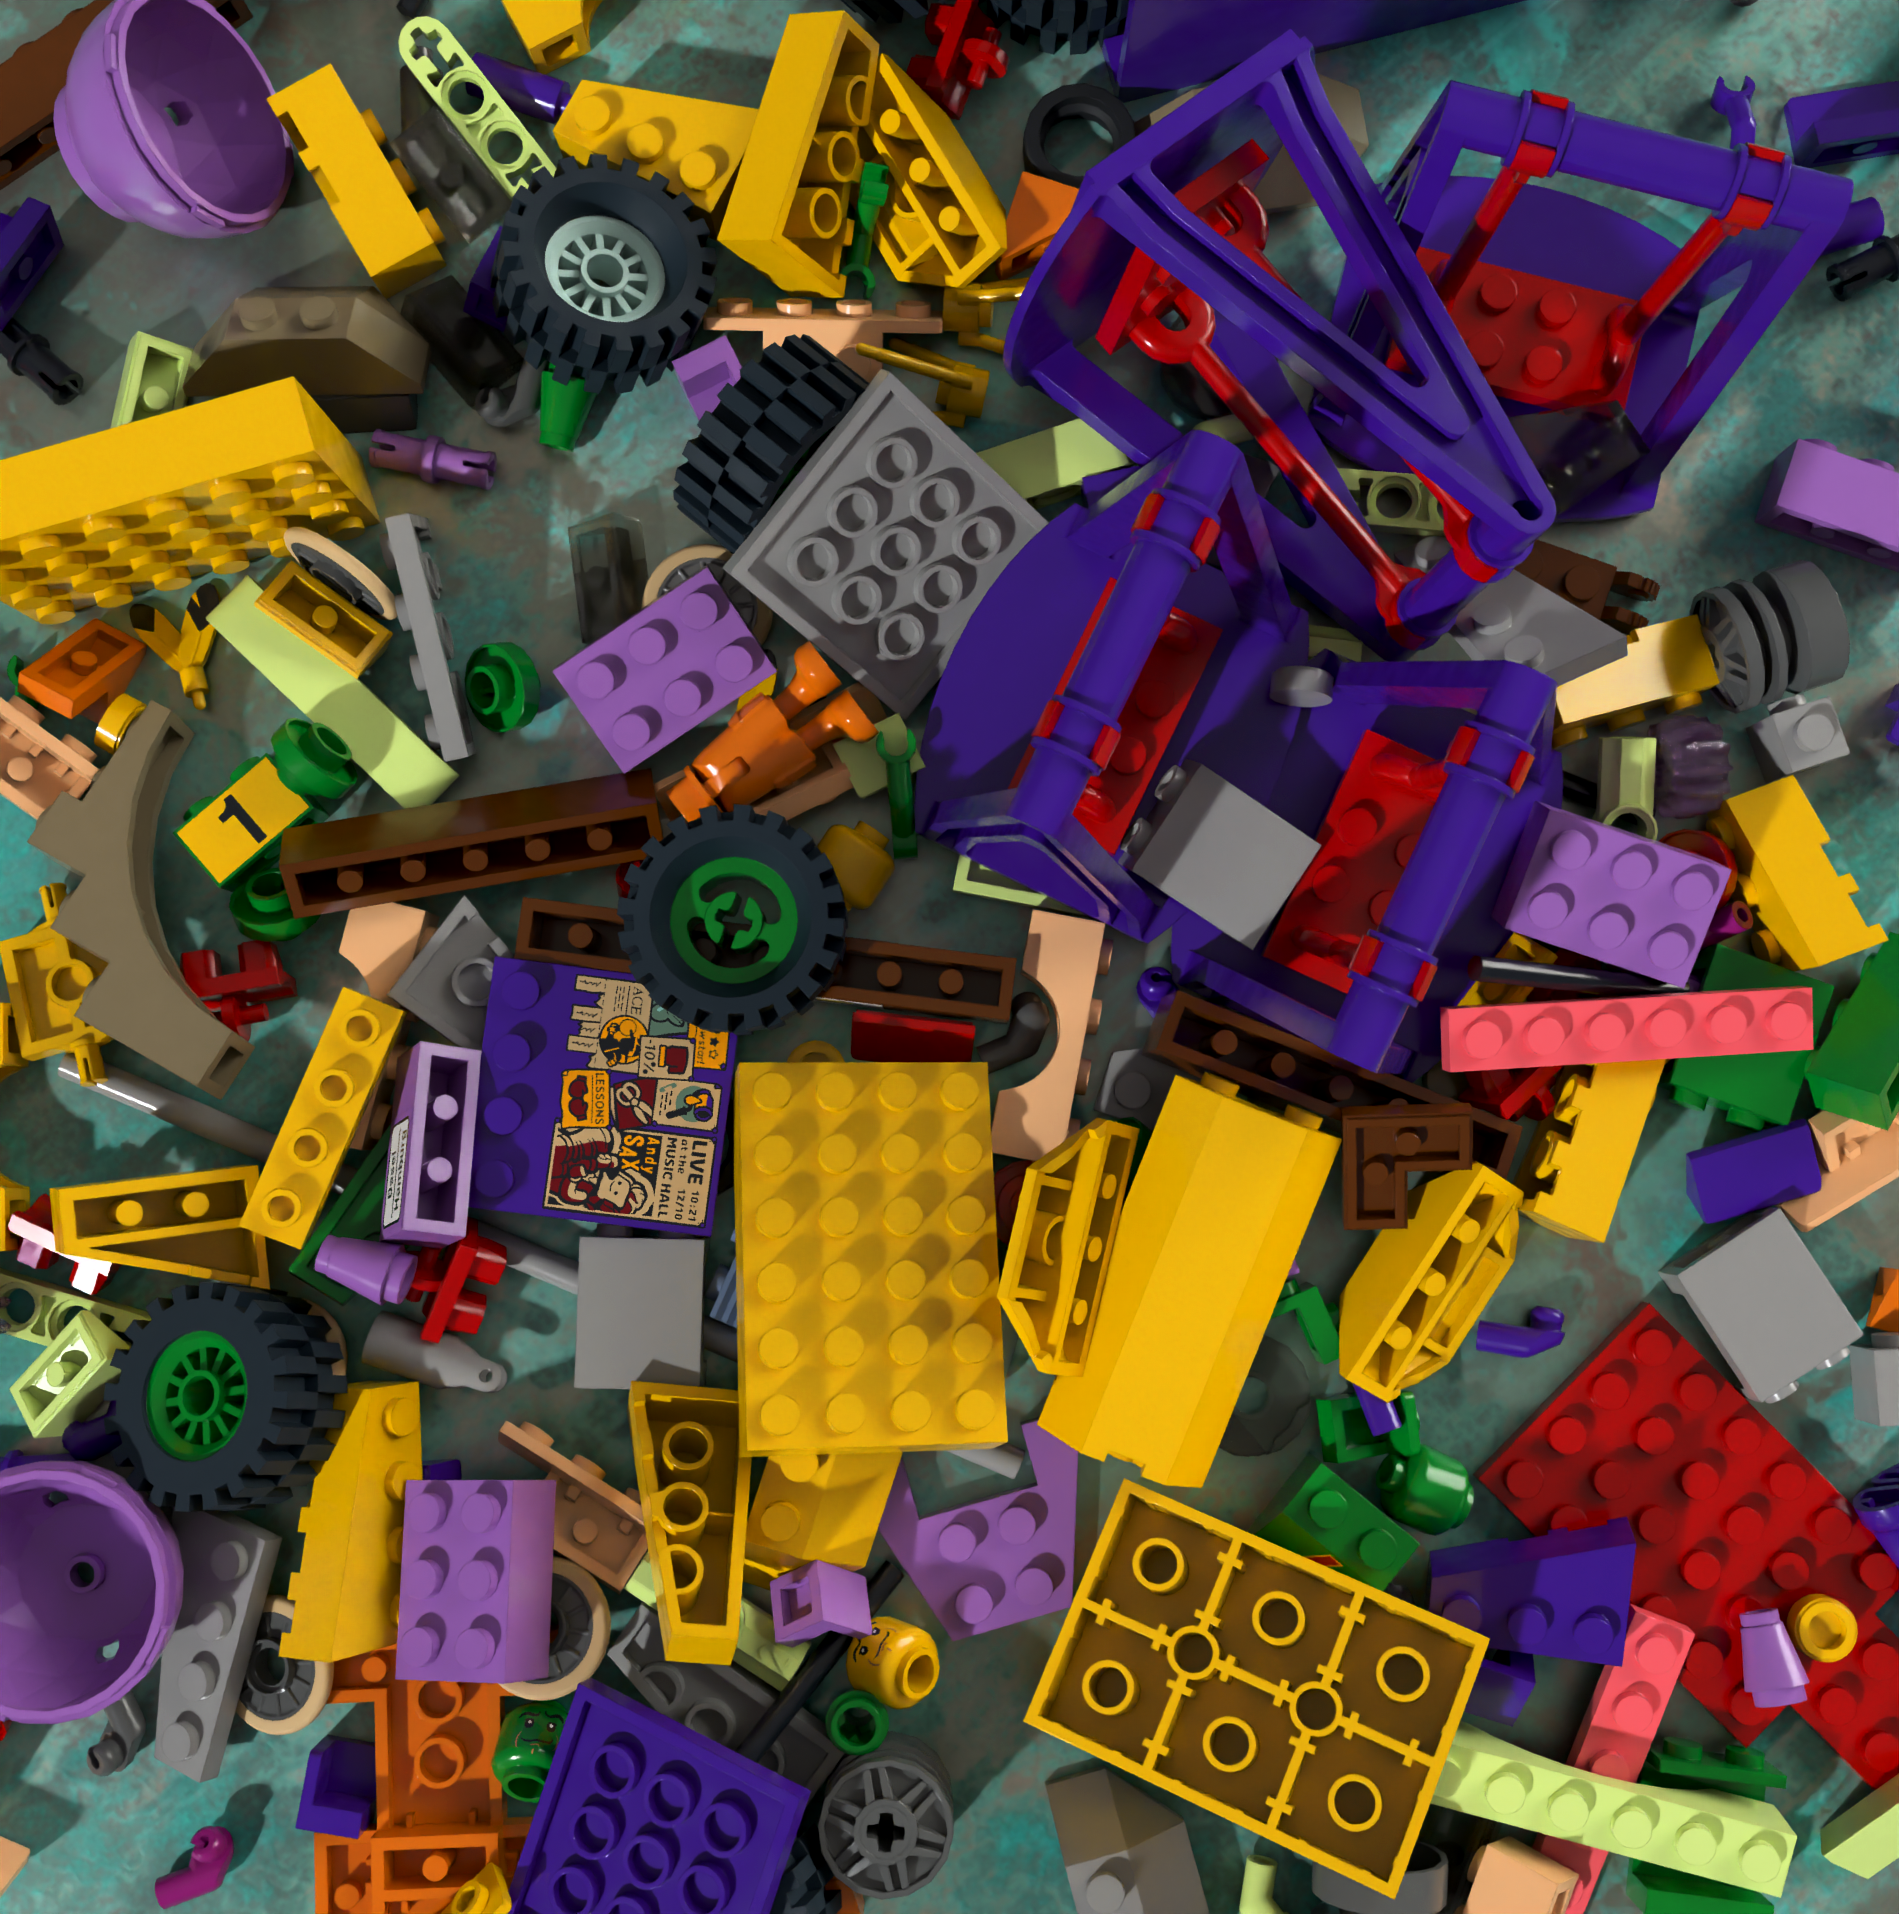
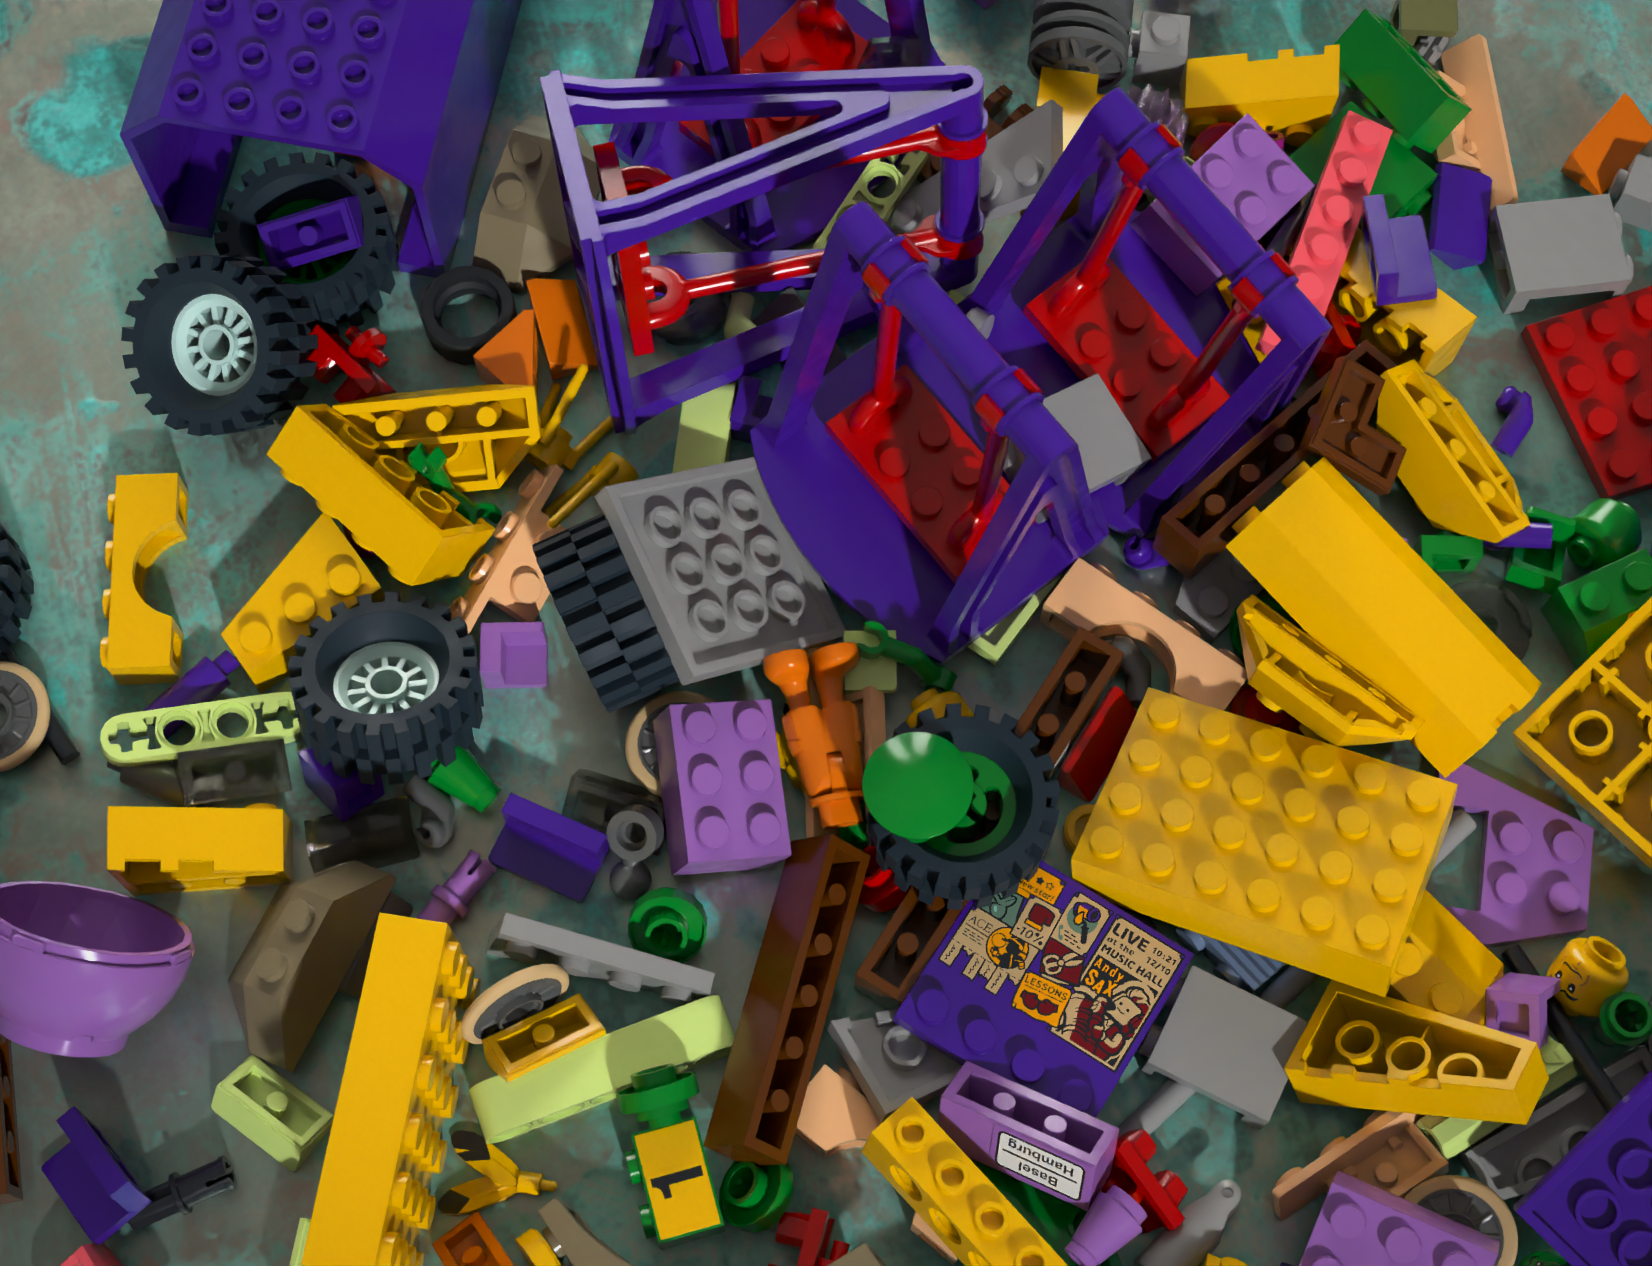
camera: 65 degrees left, 15 degrees down
(532, 530) = (549, 849): none -> dark purple panel
(577, 608) = (631, 876): none -> dark grey plate
(711, 863) = (917, 786): none -> green dish
(1643, 1120) = (1396, 255): none -> dark purple panel

